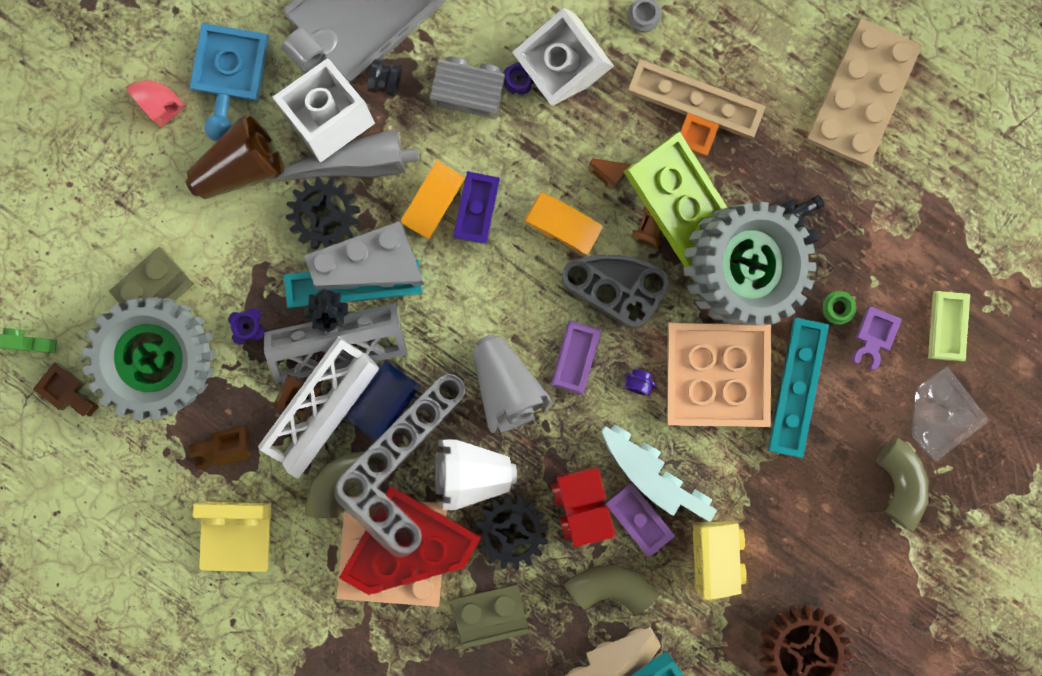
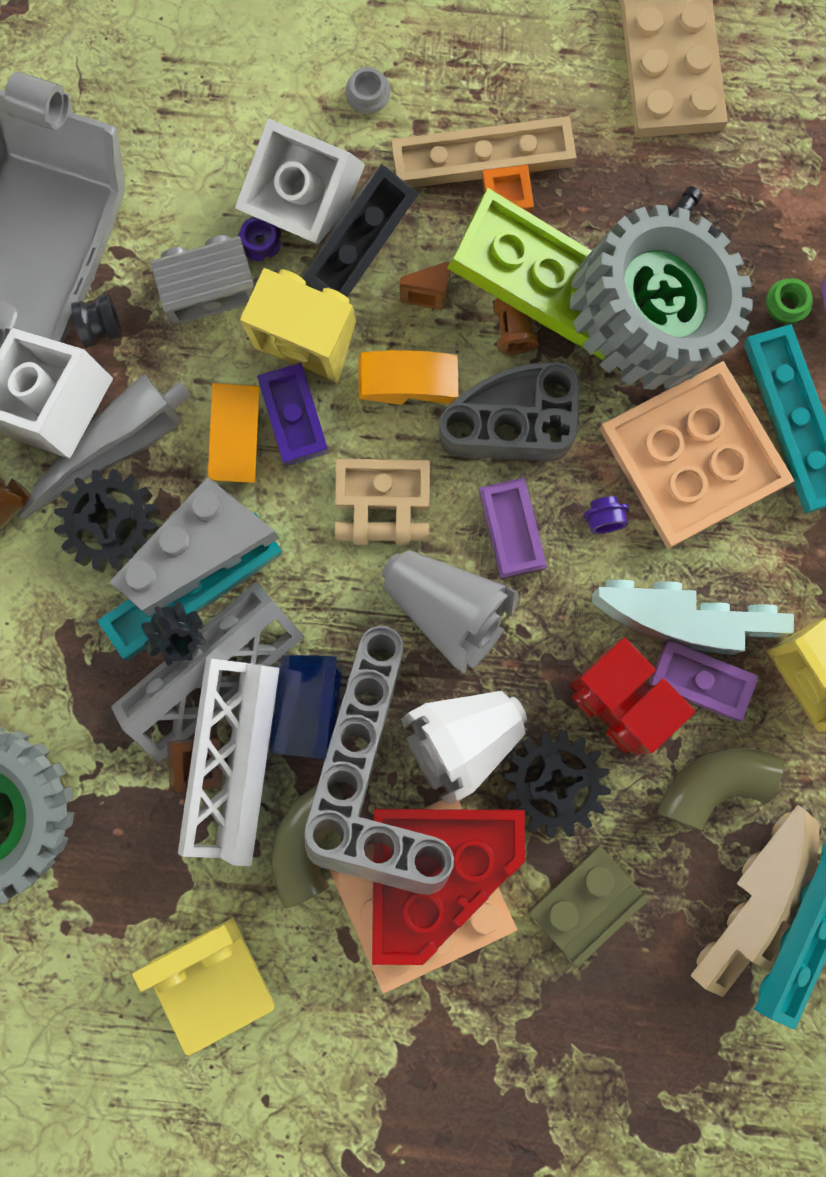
camera: 30 degrees left, 5 degrees down
(225, 448) = (135, 881): reddish brown plate -> none
(237, 323) = (70, 709): dark purple plate -> none
(507, 285) = (382, 486): none -> tan plate
(511, 155) = (299, 323): none -> light yellow slope
(578, 116) = (359, 232): none -> black brick

